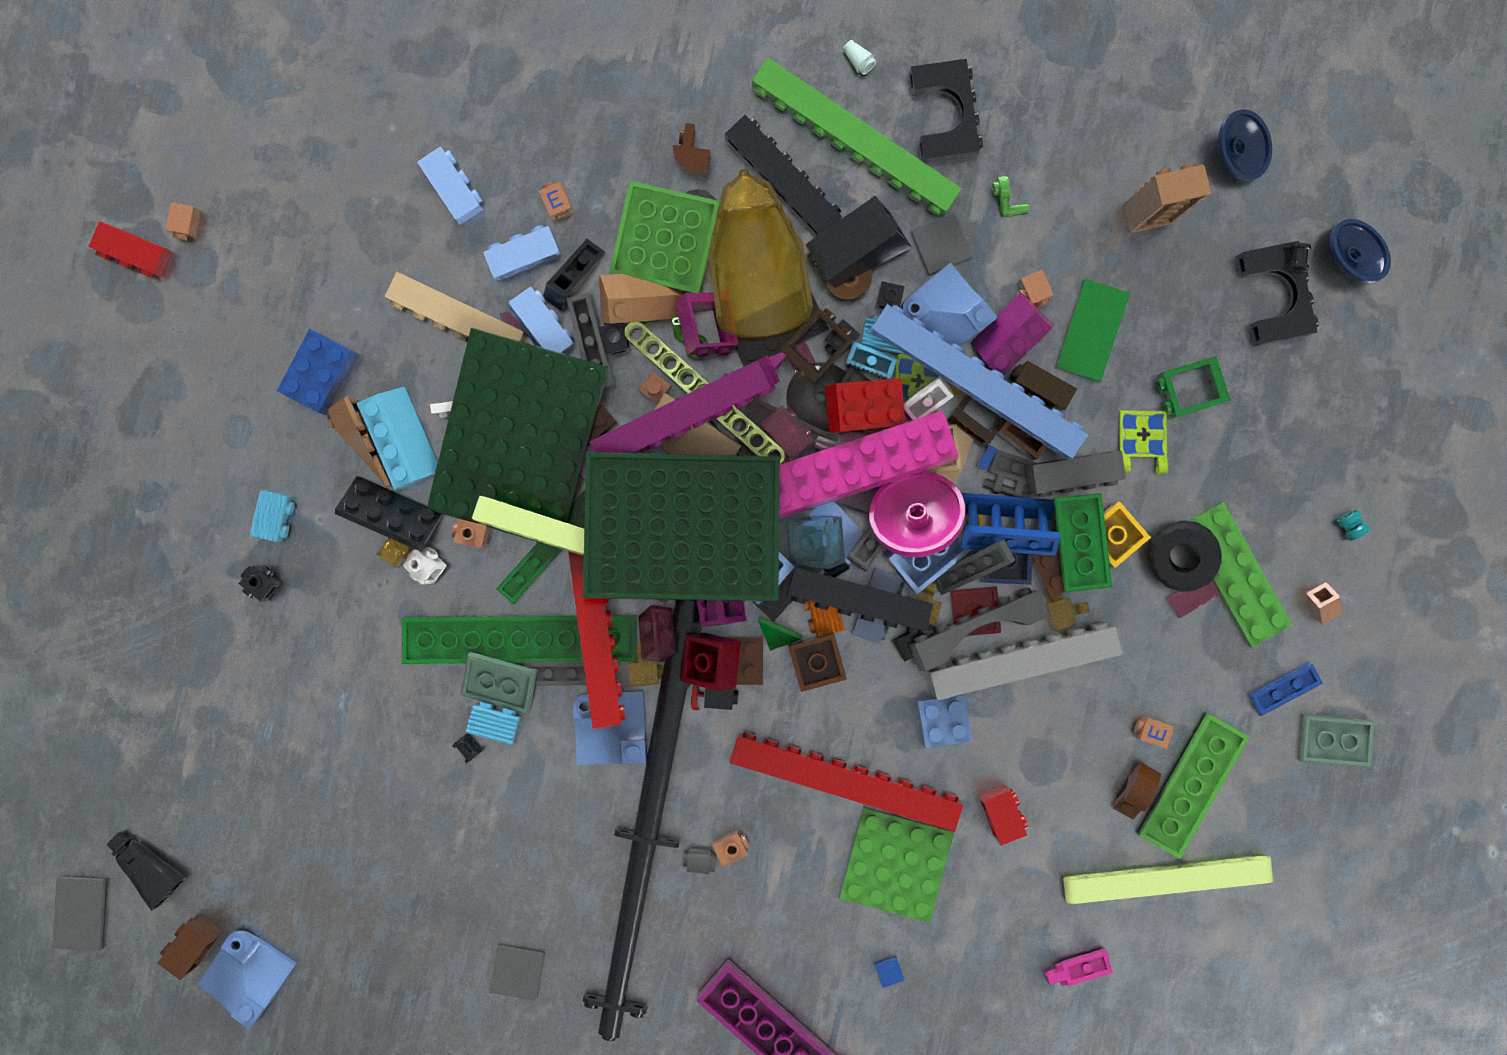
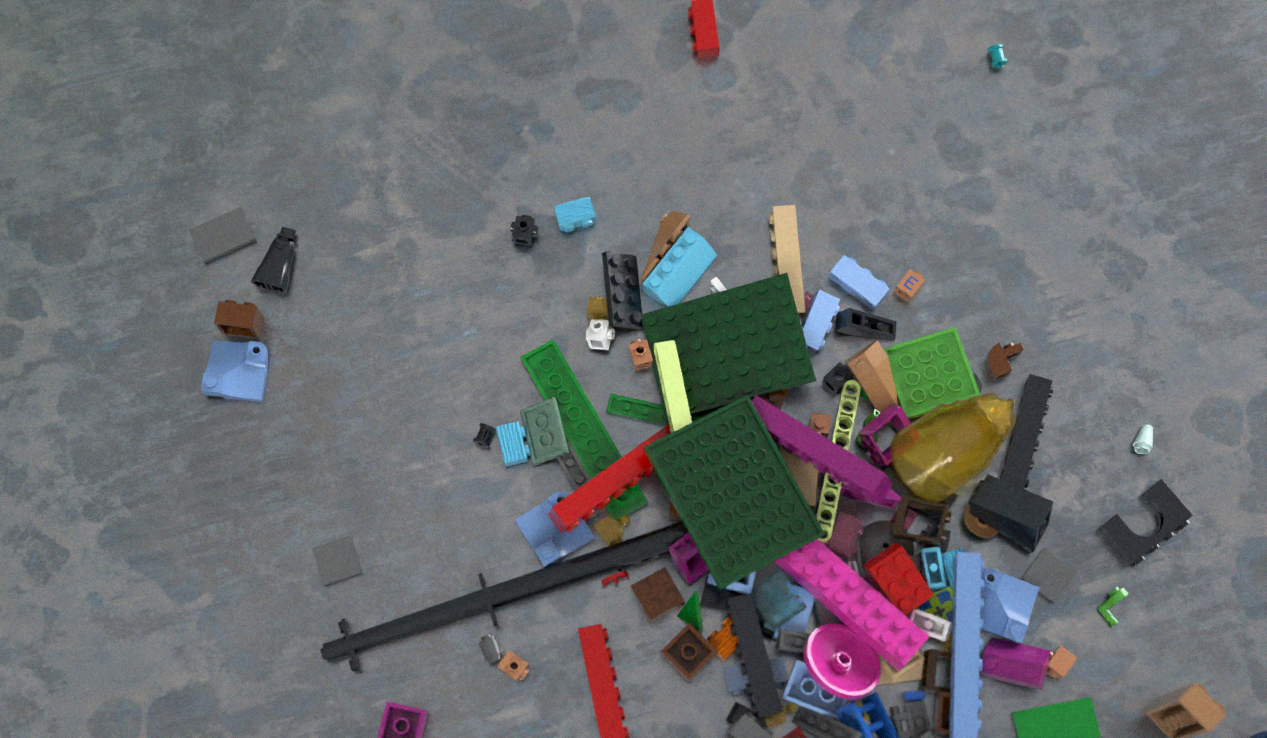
camera: 65 degrees right, 15 degrees down
(182, 221) = (744, 50): nougat brick -> none
(317, 372) = (693, 190): blue brick -> none
(451, 185) = (876, 210): light blue brick -> none
(588, 334) = (836, 351): dark grey brick -> none
(656, 633) = (643, 522): clear pink brick -> none
(710, 661) = (646, 569): dark red brick -> none
(720, 699) = (622, 596): black brick -> none
(855, 137) = (1086, 470): bright green brick -> none
(889, 294) = (989, 555): black brick -> none
(1043, 385) = (993, 706): dark brown window -> none

